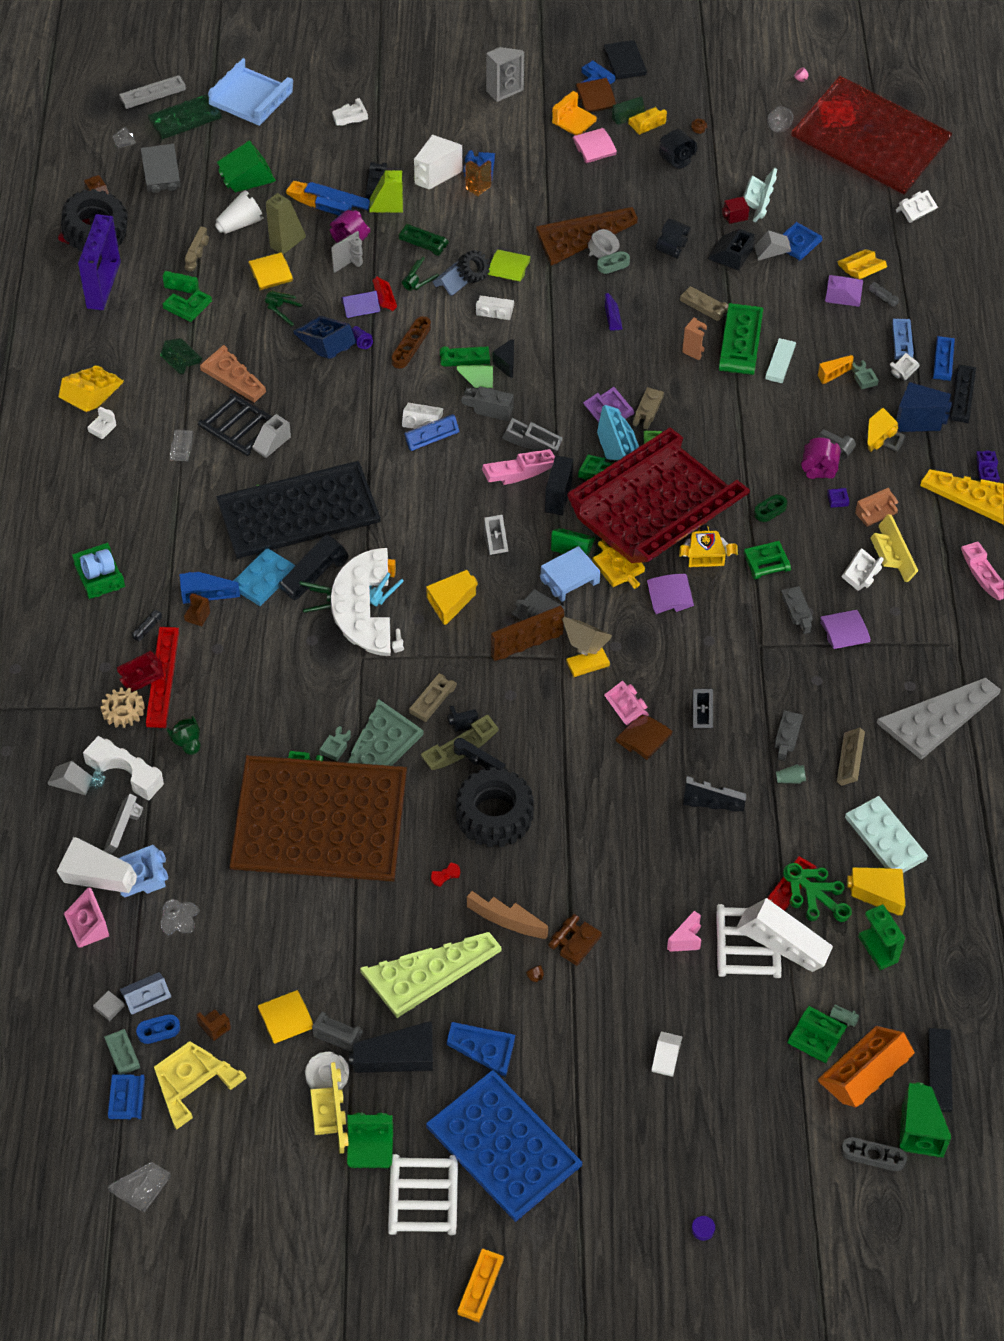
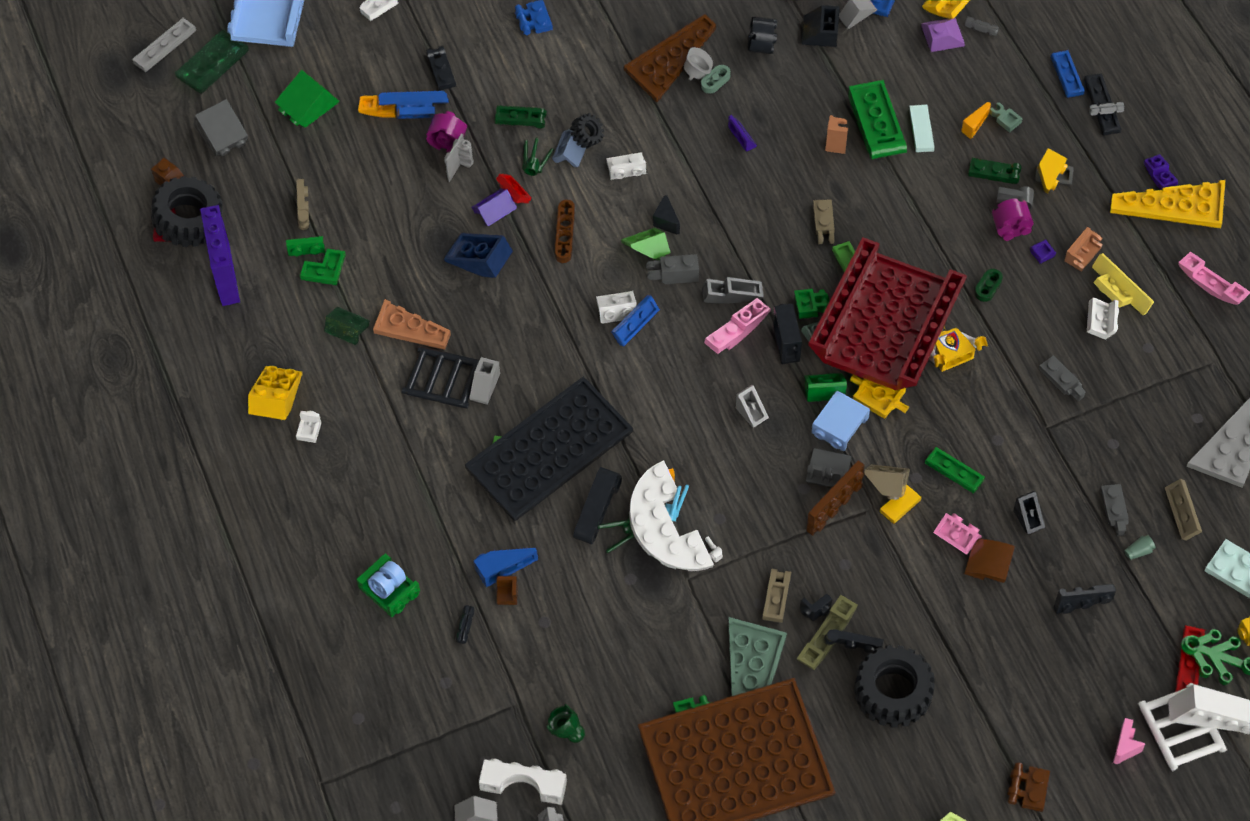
camera: 20 degrees left, 5 degrees up
(98, 779) = (504, 803): clear light blue plate -> none
(122, 707) = (495, 725): tan gear -> none
(123, 138) = (161, 106): clear slope -> none
(140, 671) = (489, 676): dark red hinge -> none
(161, 689) = (510, 673): red plate -> none
(181, 445) = (398, 421): clear slope -> none
(239, 214) = (327, 151): white cone -> none
(263, 576) = (551, 530): dark azure plate -> none
(271, 271) = (387, 201): yellow slope -> none
(276, 299) = (409, 232): dark green plant -> none
(283, 224) = (381, 150): olive slope -> none
(335, 746) = (711, 680): sand green plate -> none
(362, 338) = (518, 244): dark purple cone -> none
(388, 193) = (464, 80): lime slope -> none
(437, 162) = (495, 29): white slope -> none
(439, 878) = (883, 765): red piece -> none
(451, 595) = (740, 484): yellow slope -> none
(464, 356) = (624, 227): green plate -> none
(478, 177) = (542, 33): clear orange panel -> none
(509, 265) = (617, 116): lime slope -> none
(512, 918) = (968, 789): medium nougat slope -> none
(609, 398) = (787, 234): medium lavender slope -> none
(615, 434) = (813, 263): medium azure wedge -> none
(654, 651) = (954, 470): none -> green tile
(670, 593) = (941, 405): medium lavender slope -> none
(704, 303) = (822, 93): dark tan plate -> none
(766, 554) = (1008, 334): green plate -> none
(829, 416) = (995, 170): none -> dark green plate
(845, 629) = (1115, 383): medium lavender slope -> none
(902, 337) = (1022, 67): medium blue plate -> none
(904, 367) = (1038, 96): white bracket -> none
(923, 409) = (1079, 134): dark blue slope -> none
(964, 396) = (1106, 108): none -> axle

